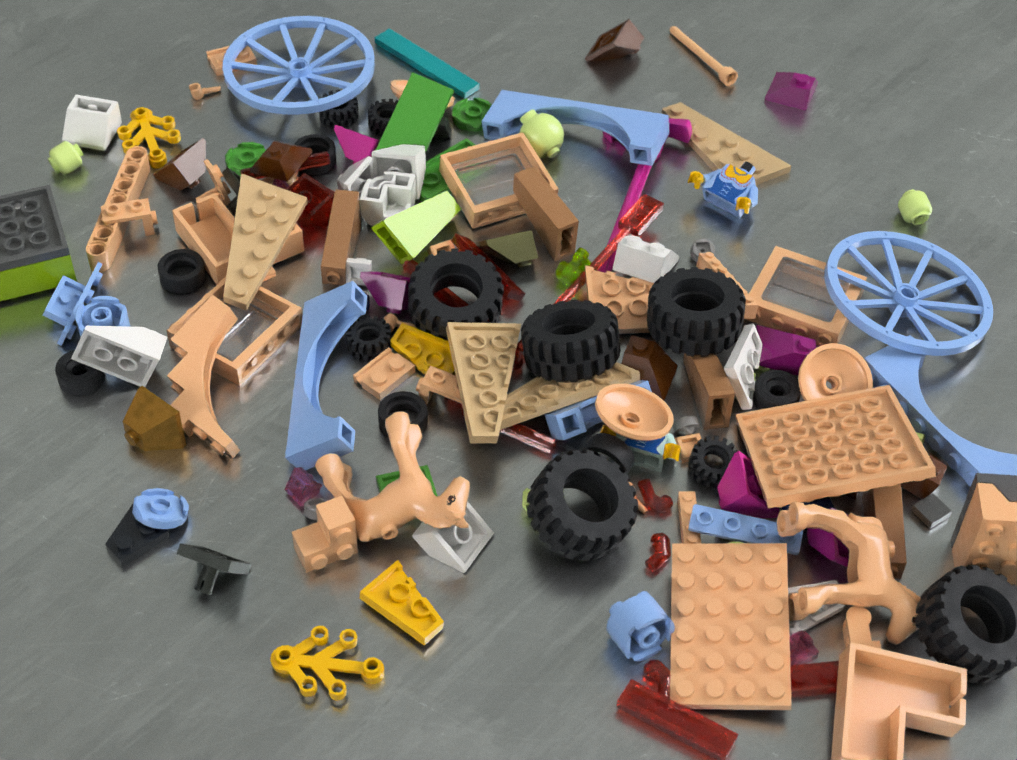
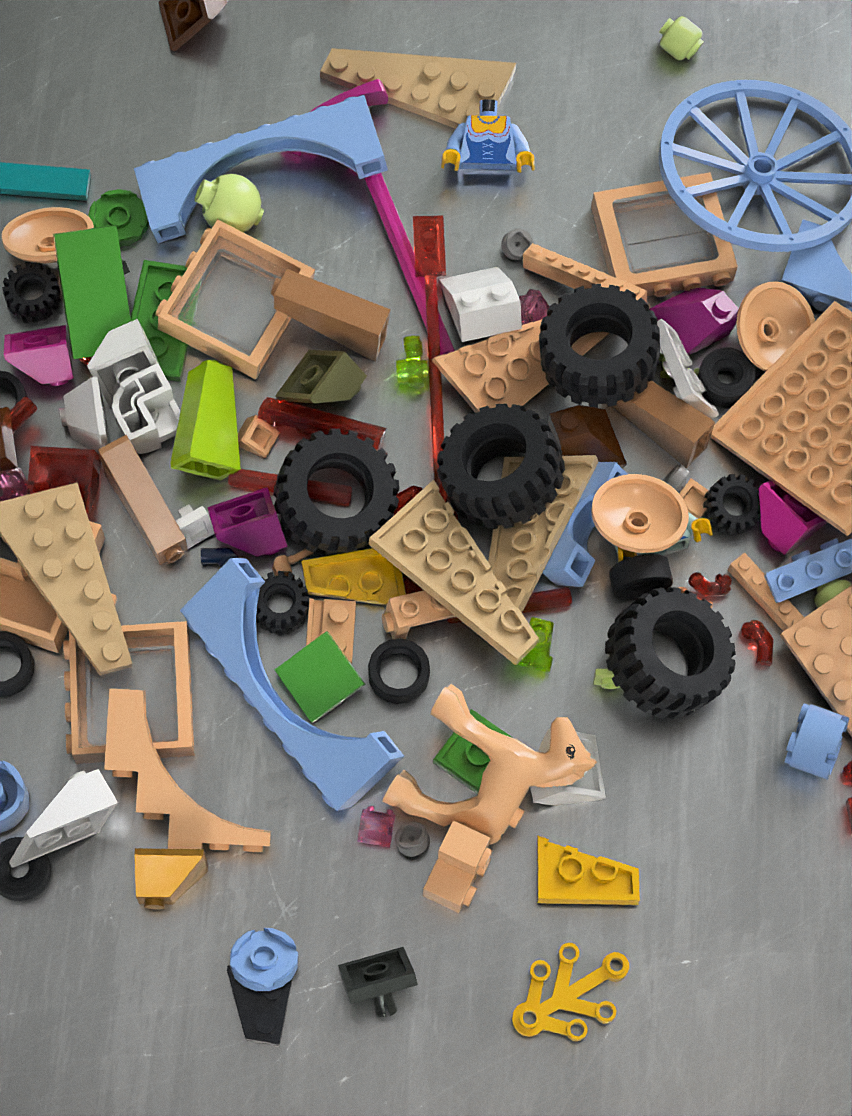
camera: 40 degrees left, 20 degrees up
(351, 387) = (319, 677): none -> bright green tile
(508, 453) = (539, 656): none -> clear neon green plate

